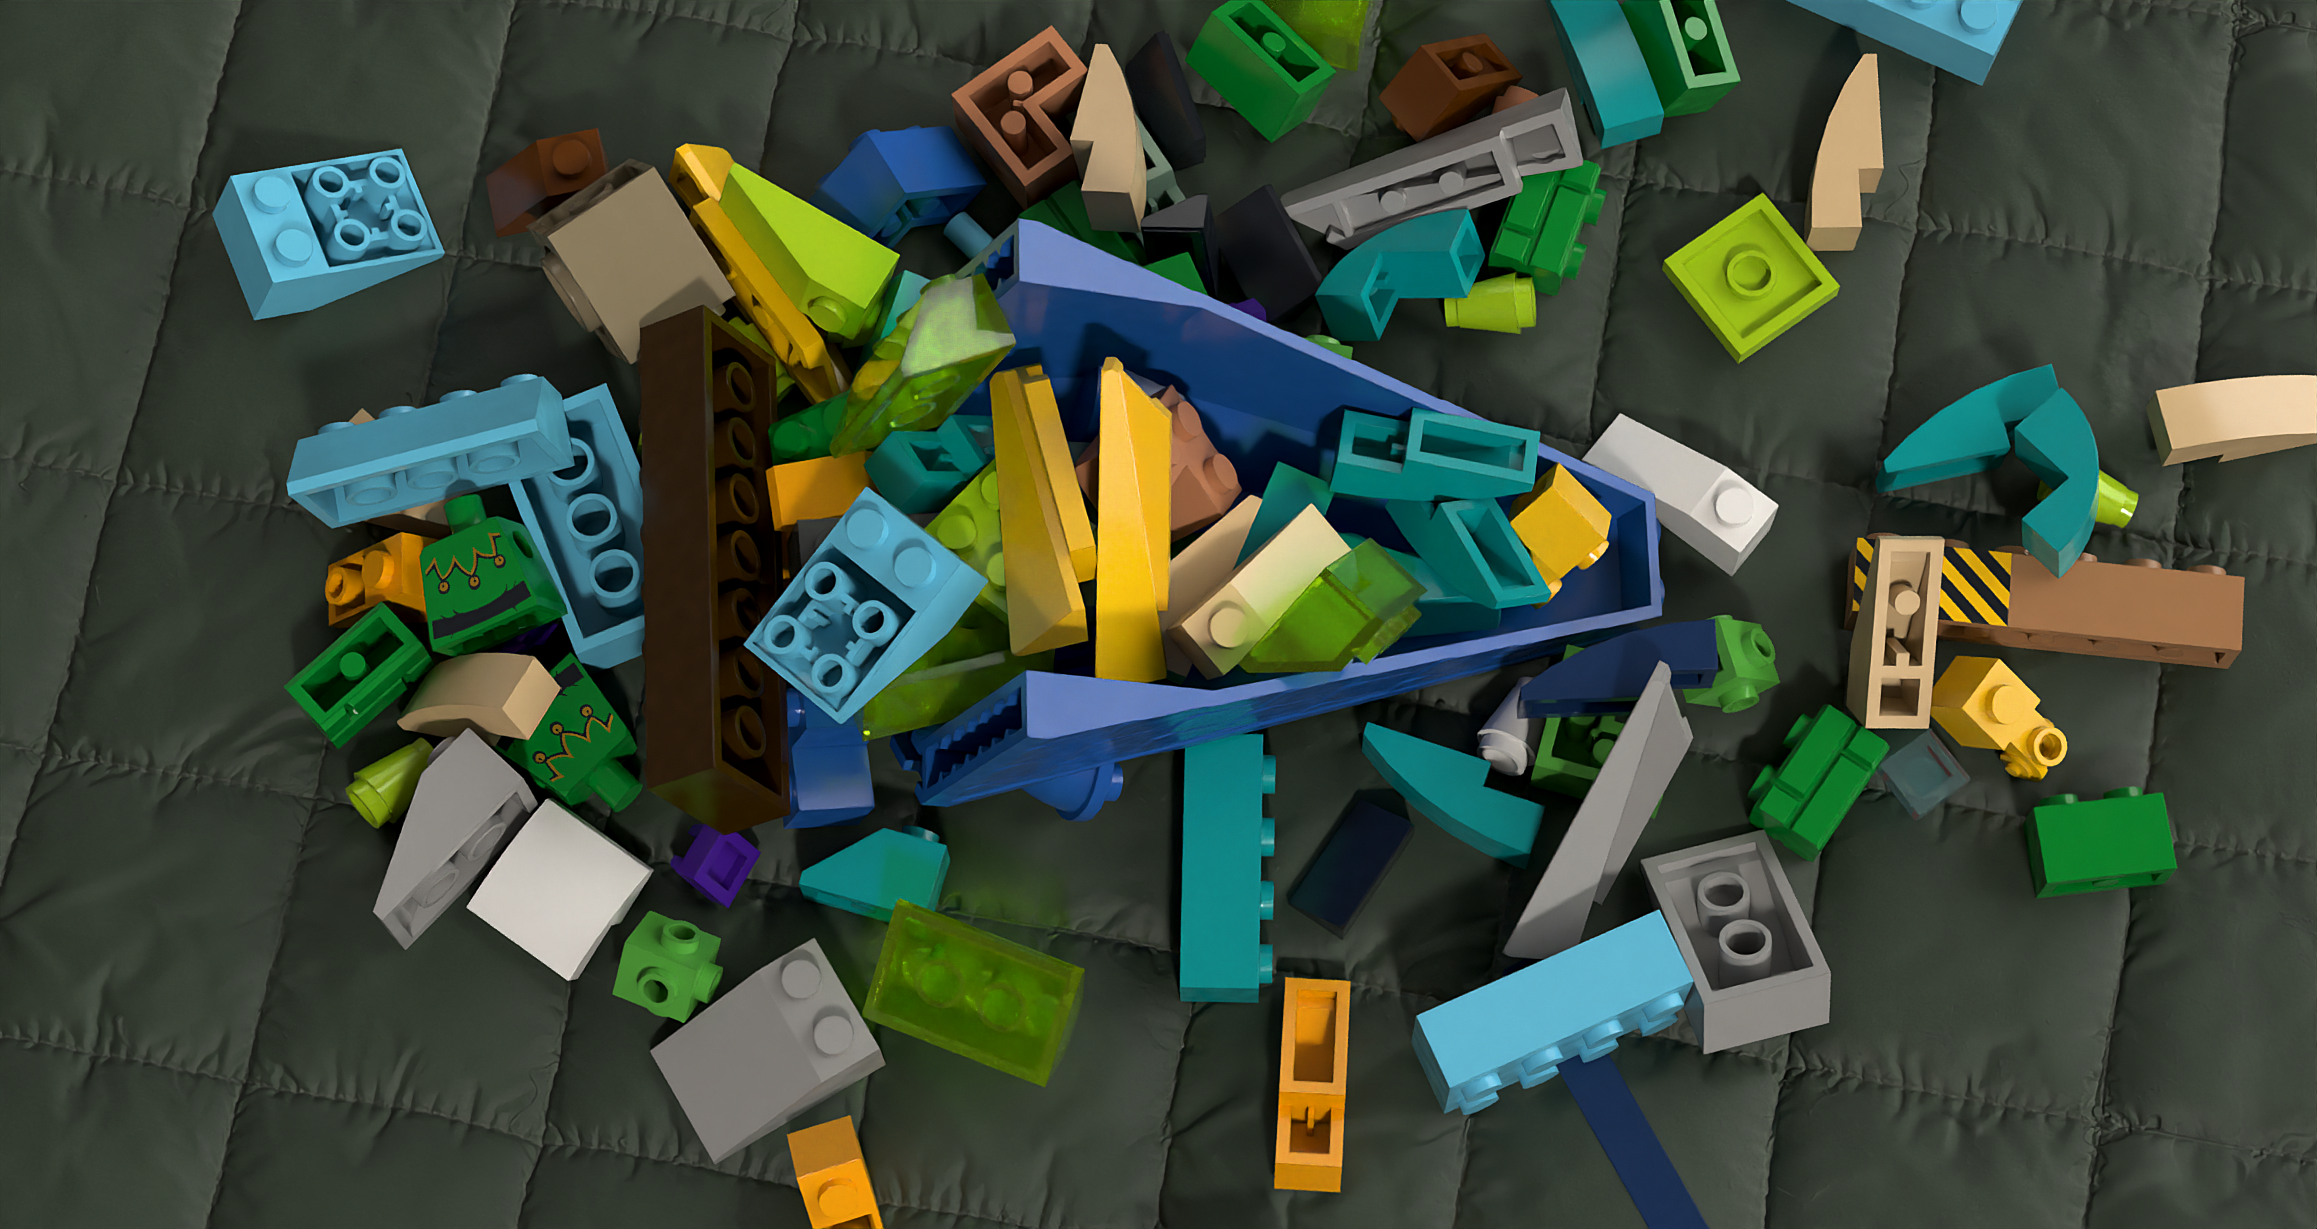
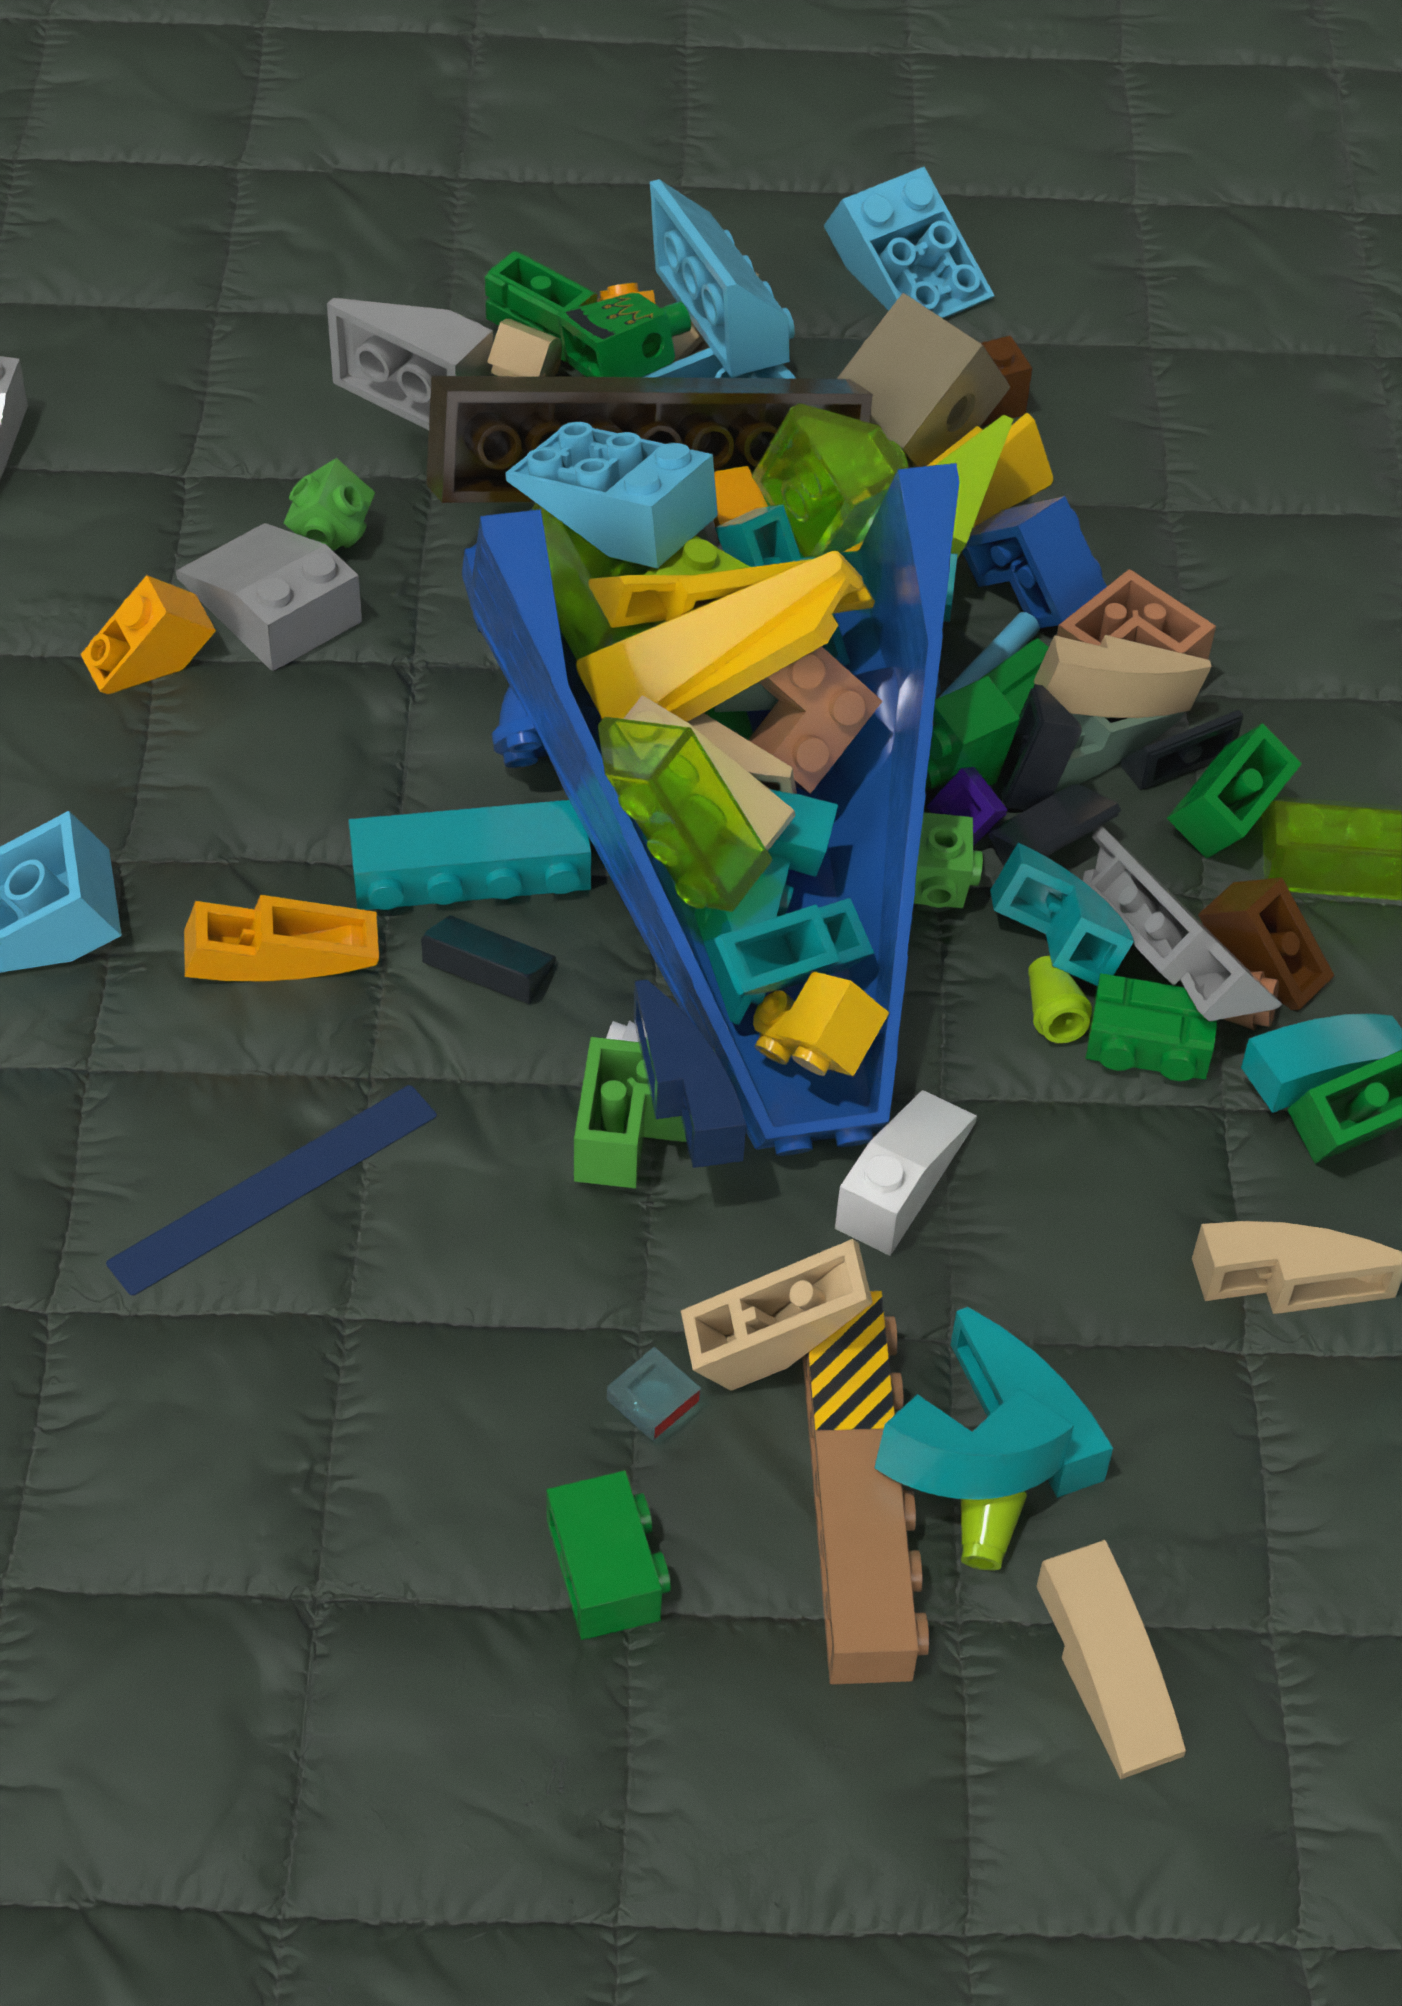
camera: 75 degrees right, 20 degrees down
(560, 888) = (385, 449): white slope -> none
(716, 863) = (424, 533): dark purple tile -> none
(880, 871) = (427, 638): teal slope -> none
(975, 993) = (320, 686): clear neon green slope -> none
(1432, 457) = (862, 895): teal slope -> none
(1453, 794) = (564, 1016): teal slope -> none
(1552, 1013) = (357, 1089): medium azure brick -> none
(1605, 823) = (537, 1085): light grey wedge -> none
(1740, 940) = (453, 1246): light grey slope -> none
(1743, 667) = (732, 1204): bright green brick -> none
(1750, 277) = (1142, 1201): lime plate -> none
(1816, 782) = (625, 1297): green brick -> none
(1993, 709) = (724, 1432): yellow brick -> none

